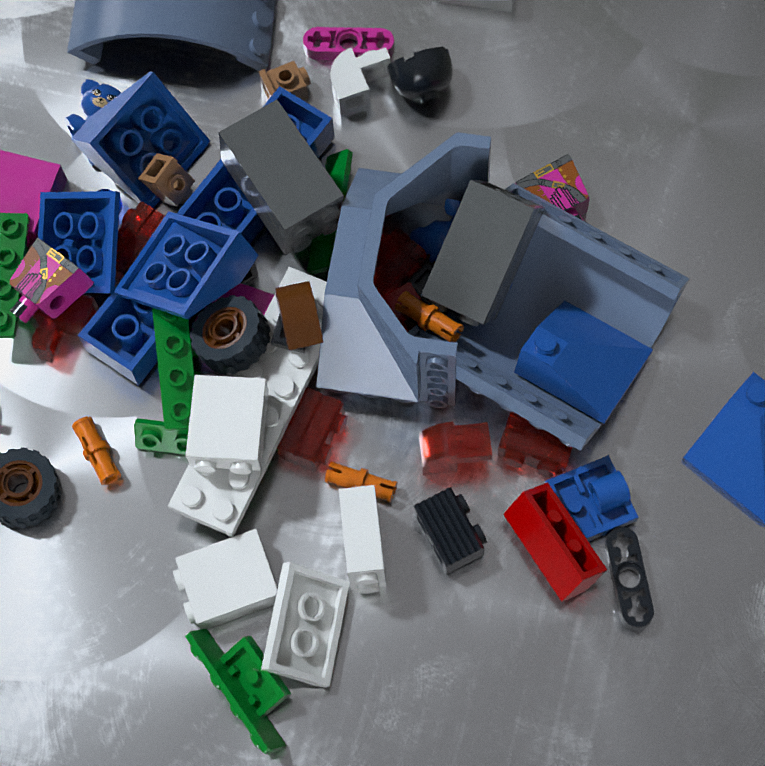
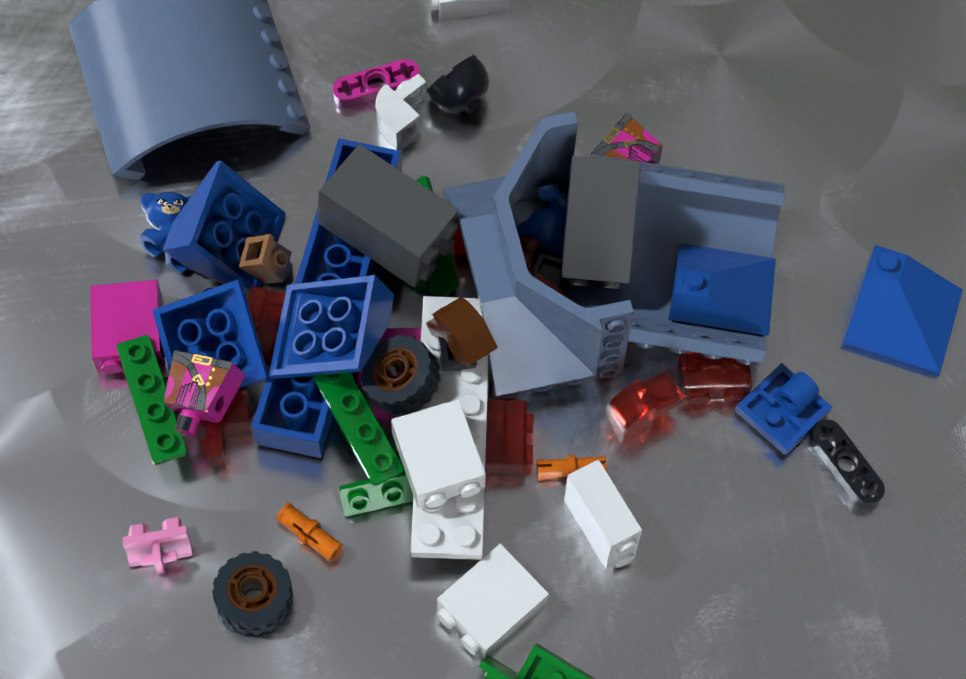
camera: 30 degrees left, 5 degrees down
(287, 77) = (325, 138): medium nougat brick -> none
(305, 625) = (585, 613): white plate -> none
(429, 317) = (581, 295): orange pin -> none
(449, 529) = (672, 480): black brick -> none
(554, 541) = (771, 454): red brick -> none

